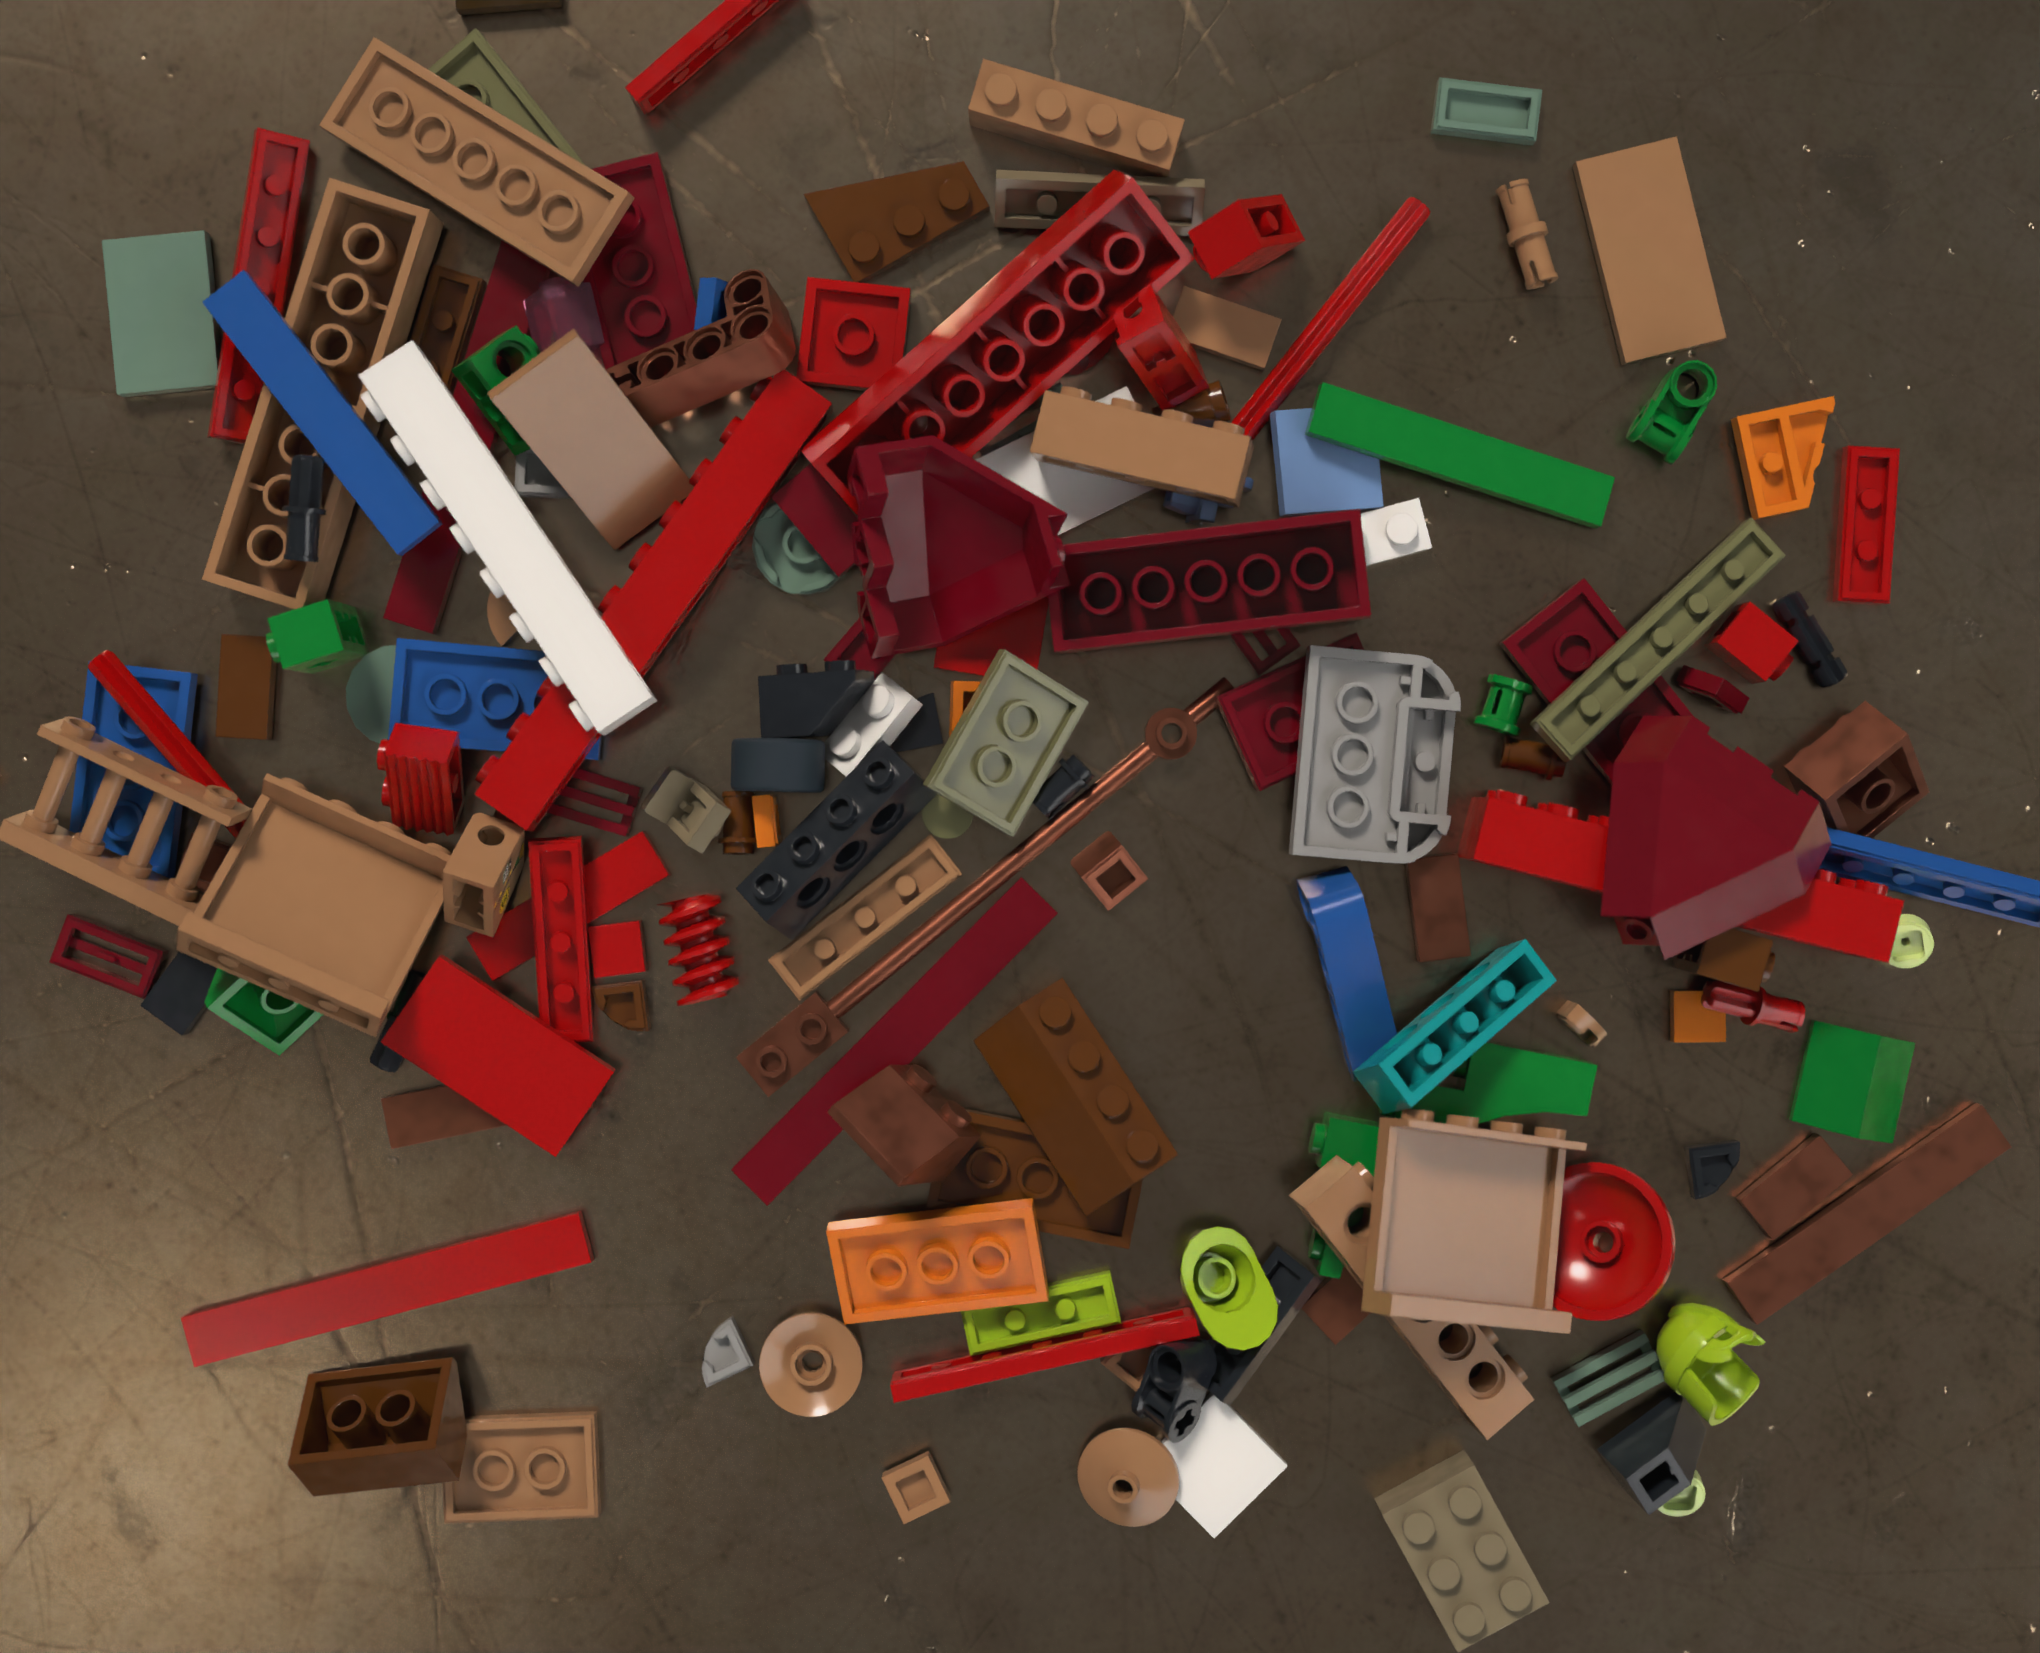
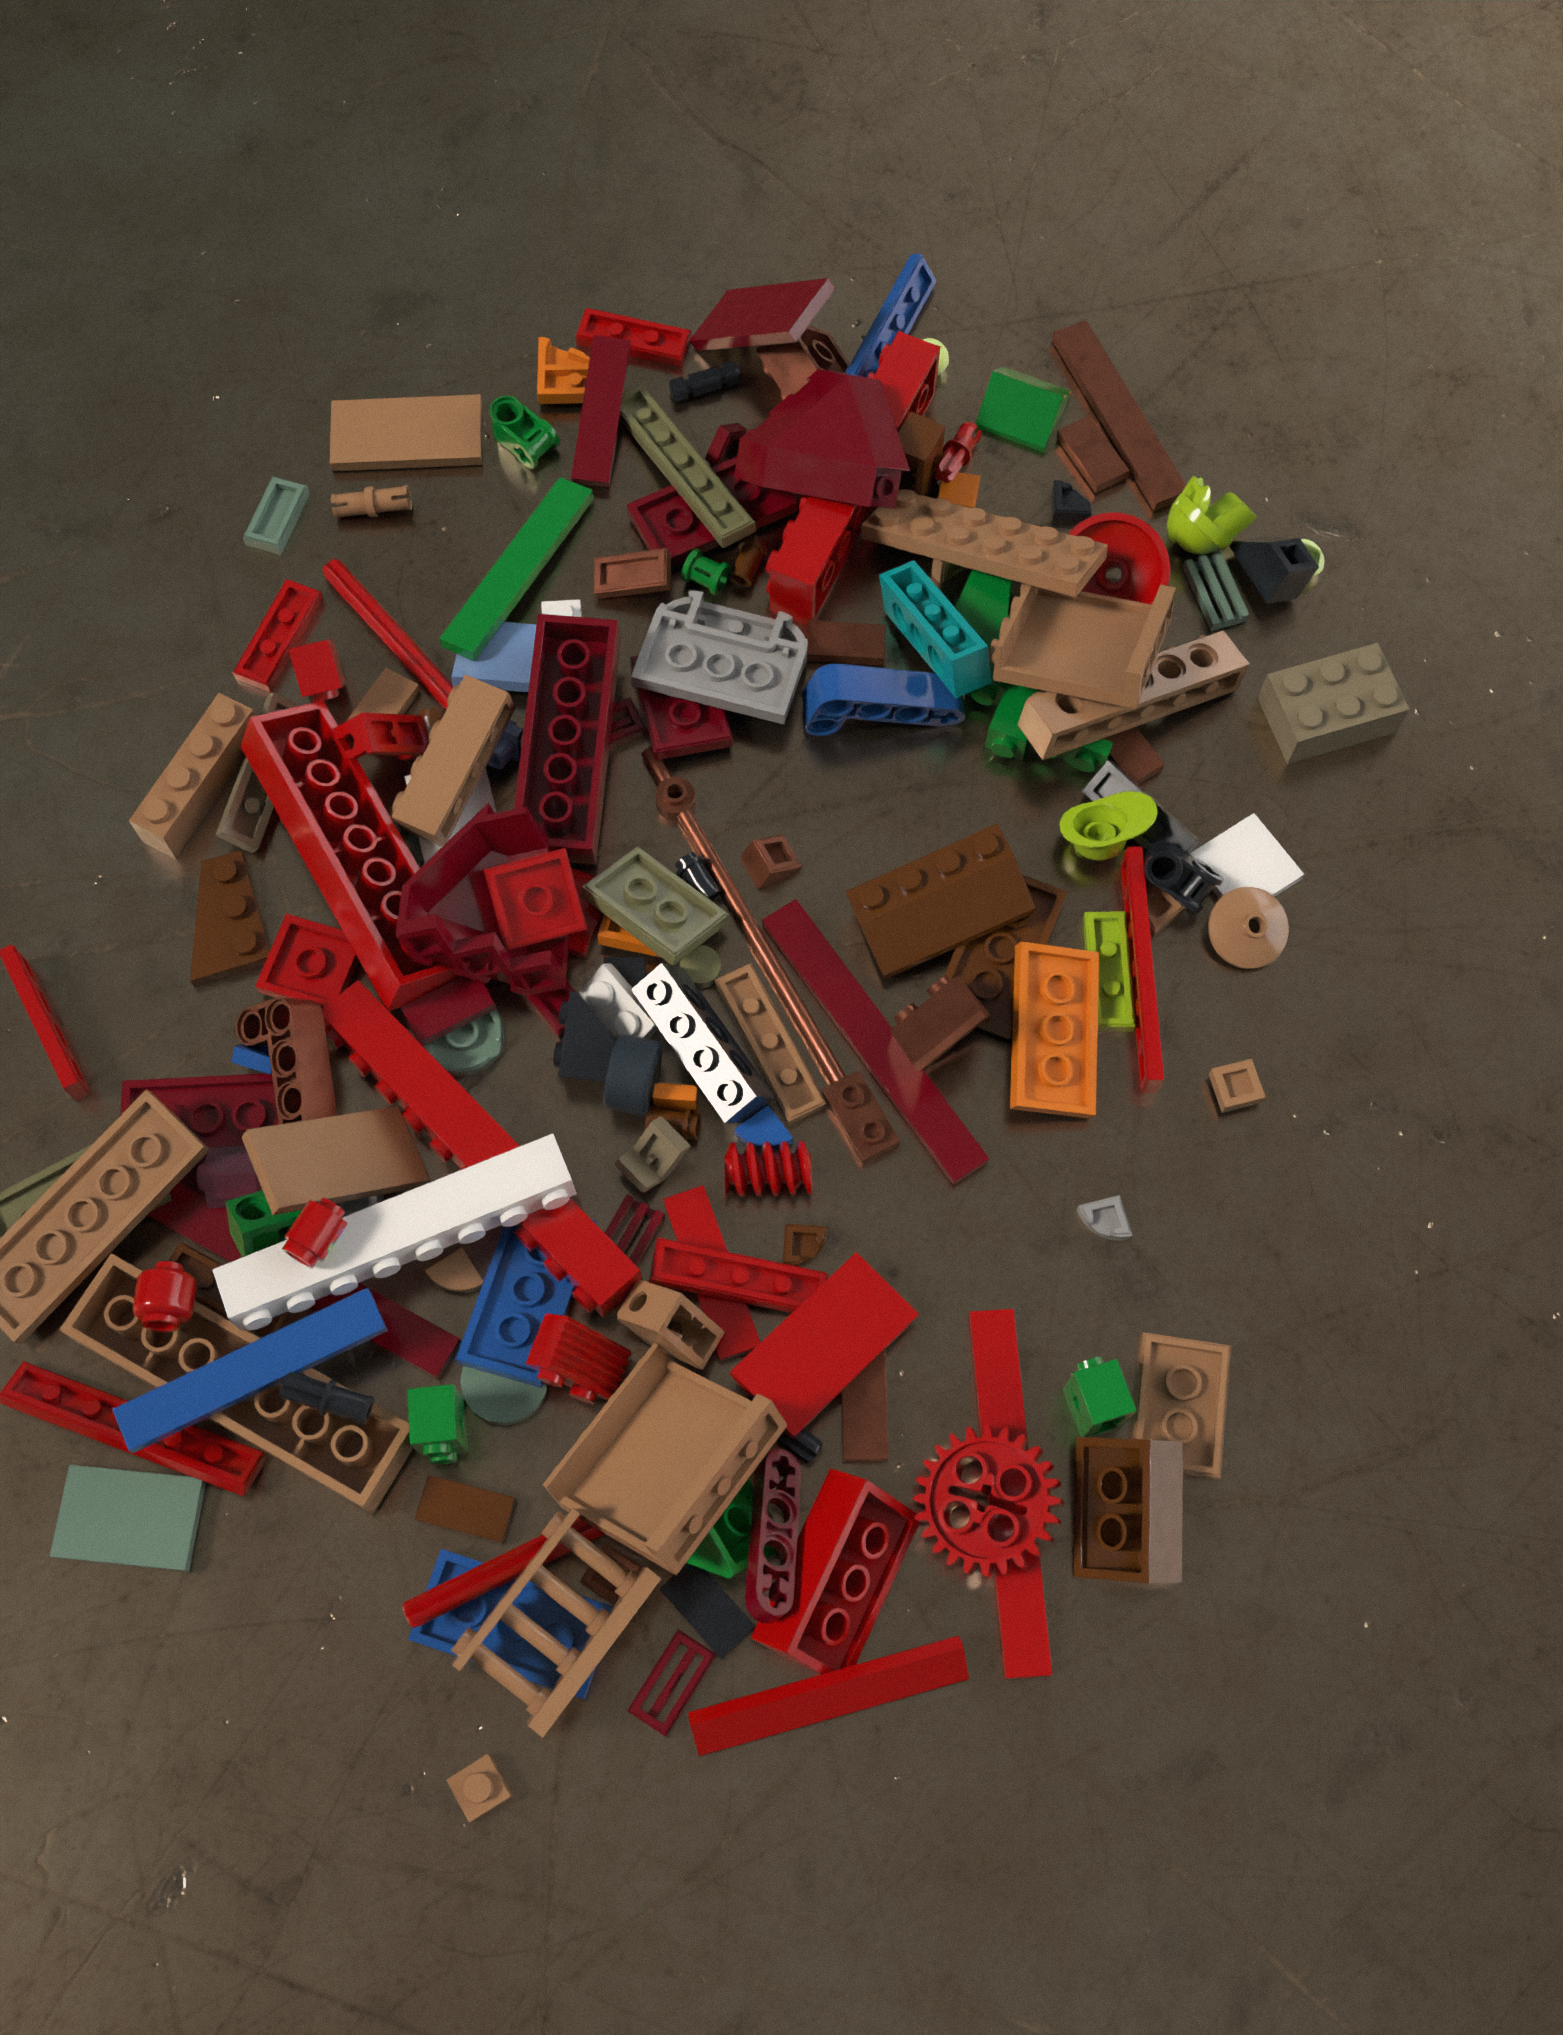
camera: 80 degrees left, 20 degrees down
(123, 1129) = (828, 1695): none -> red tile
(248, 1114) = (841, 1573): none -> red slope
(270, 1051) = (780, 1536): none -> dark red beam
(311, 1265) = (976, 1539): none -> red gear
(377, 291) = (164, 1297): none -> red head
(466, 450) = (314, 1232): none -> red brick
(492, 1378) = (1098, 1397): none -> green brick
(618, 948) = (756, 1237): red tile -> none
(750, 934) = (763, 1127): none -> blue tile
(804, 1389) = (1127, 1127): medium nougat dish -> none
(970, 597) = (535, 899): none -> red tile
(1306, 165) = (276, 634): none -> red tile
(1480, 608) = (632, 573): none -> copper tile
(1601, 1078) = (986, 542): none -> medium nougat plate
(1725, 511) = (601, 411): none -> dark red tile
(1752, 644) = (699, 411): red brick -> none
(1909, 703) = (762, 315): none -> dark red tile

